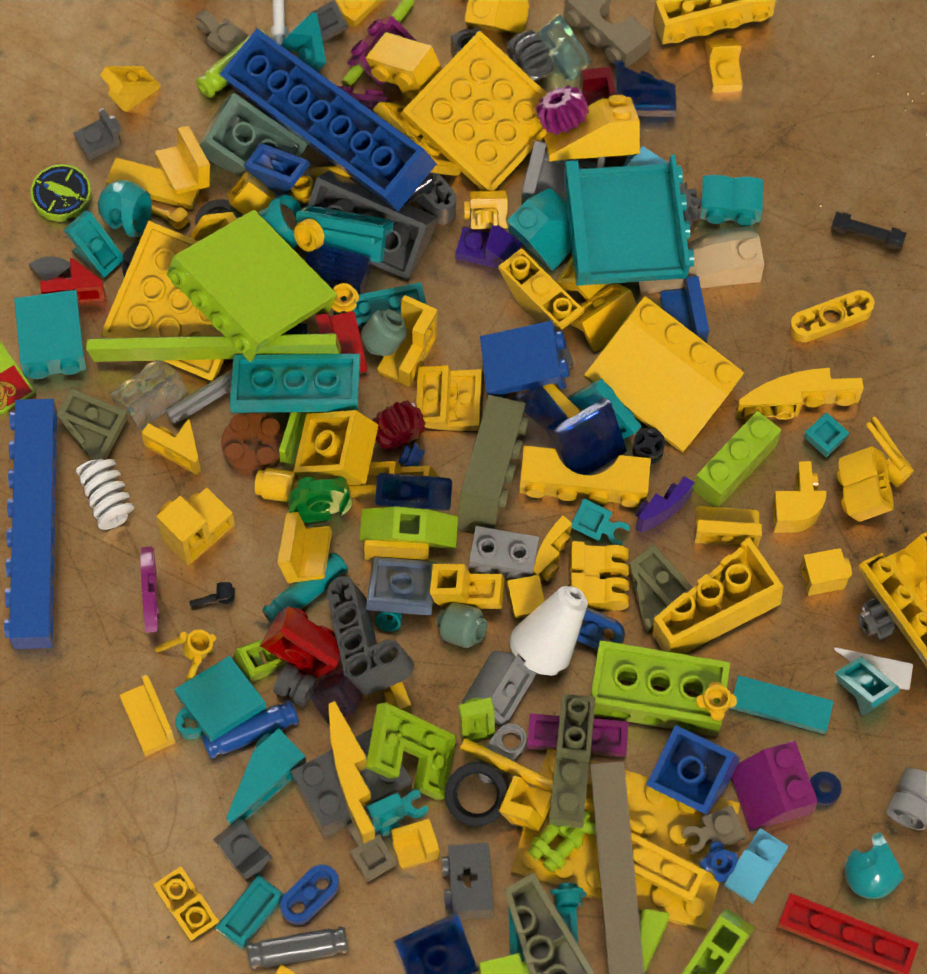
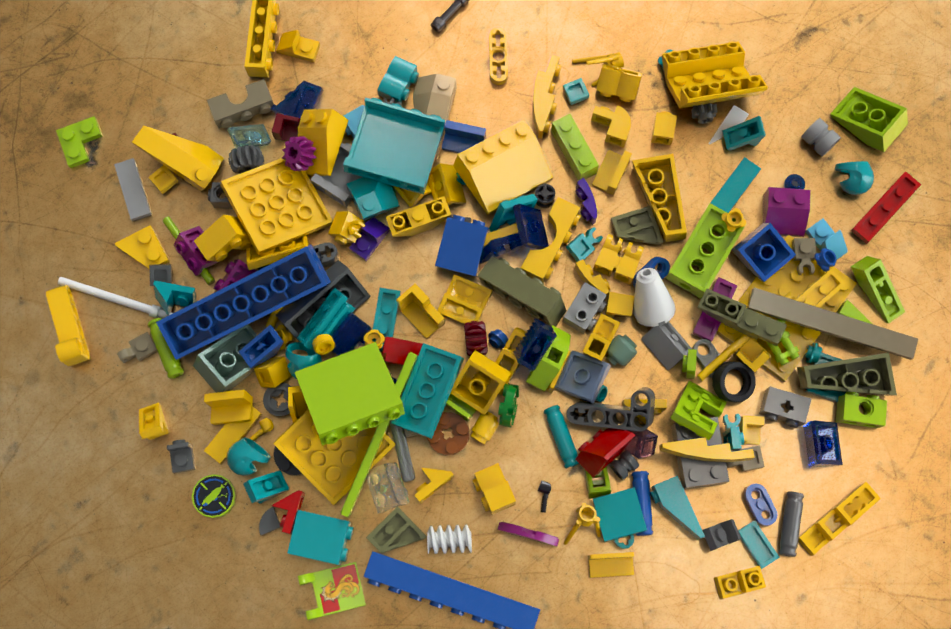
camera: 65 degrees left, 10 degrees up
(303, 550) = (538, 426): yellow panel -> none
(384, 332) = (407, 323): sand green head -> none

